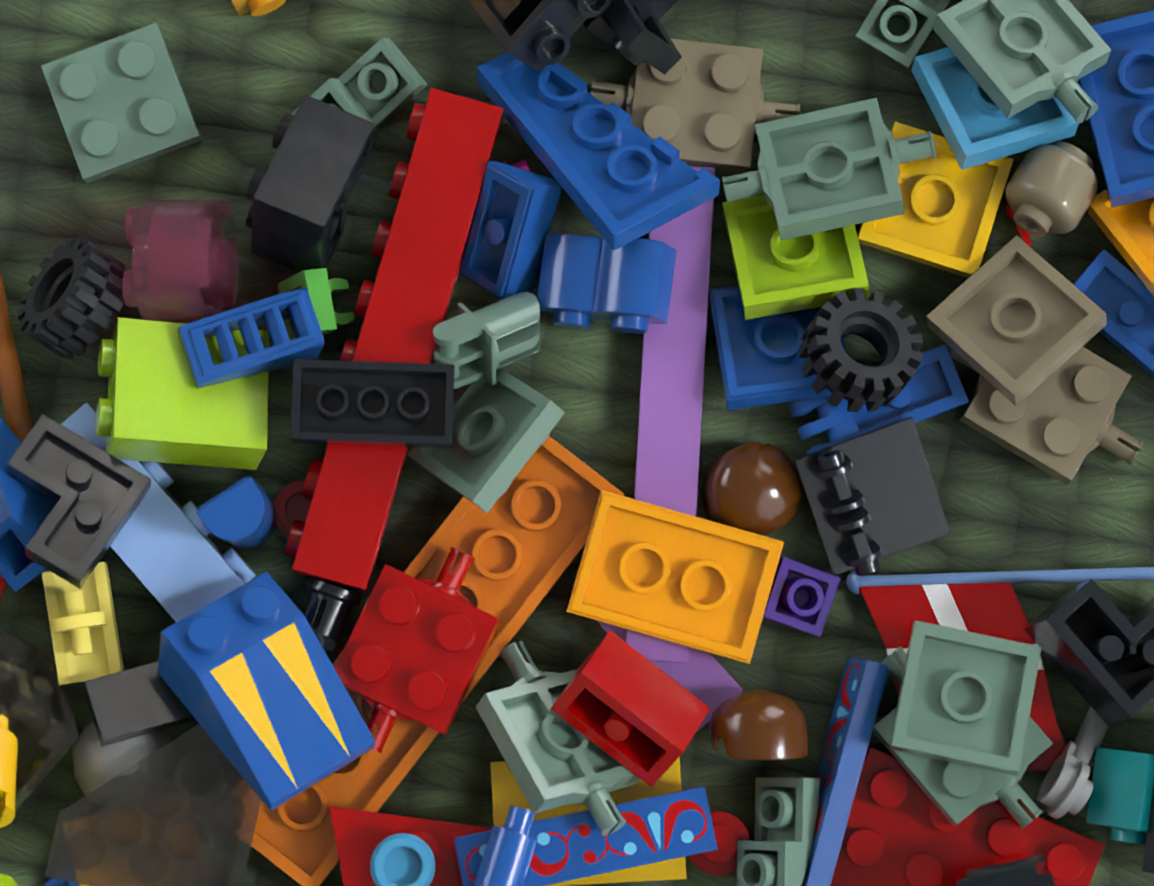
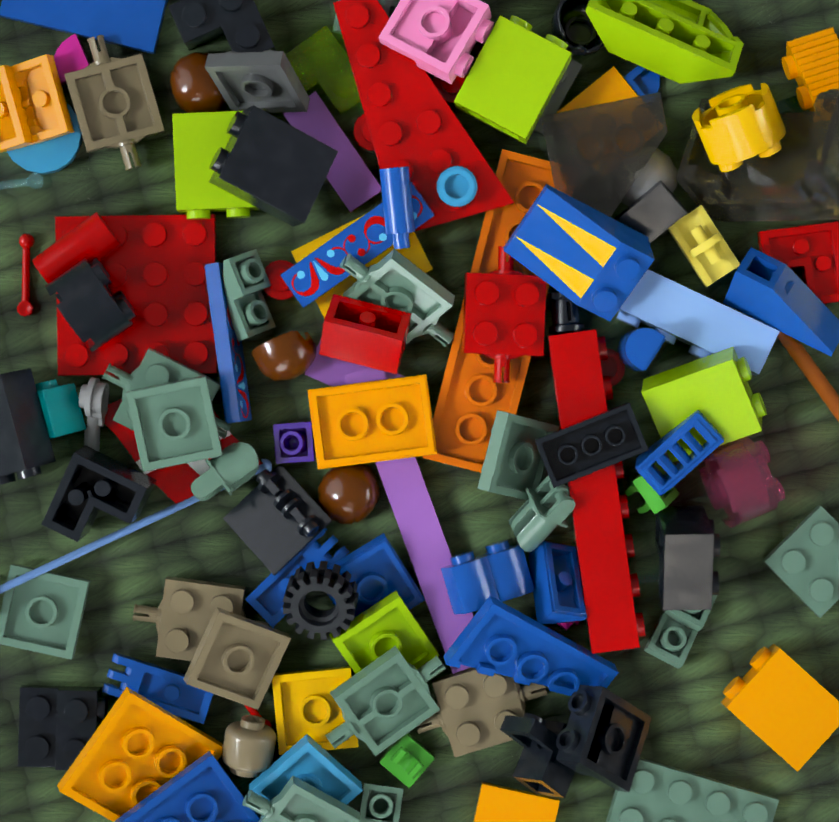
camera: 155 degrees right, 5 degrees up
(72, 298) = (794, 432): black tyre -> none
(91, 495) = (731, 322): black plate -> none
(832, 74) = (407, 759): none -> bright green tile
(912, 593) = (227, 471): none -> sand green arm

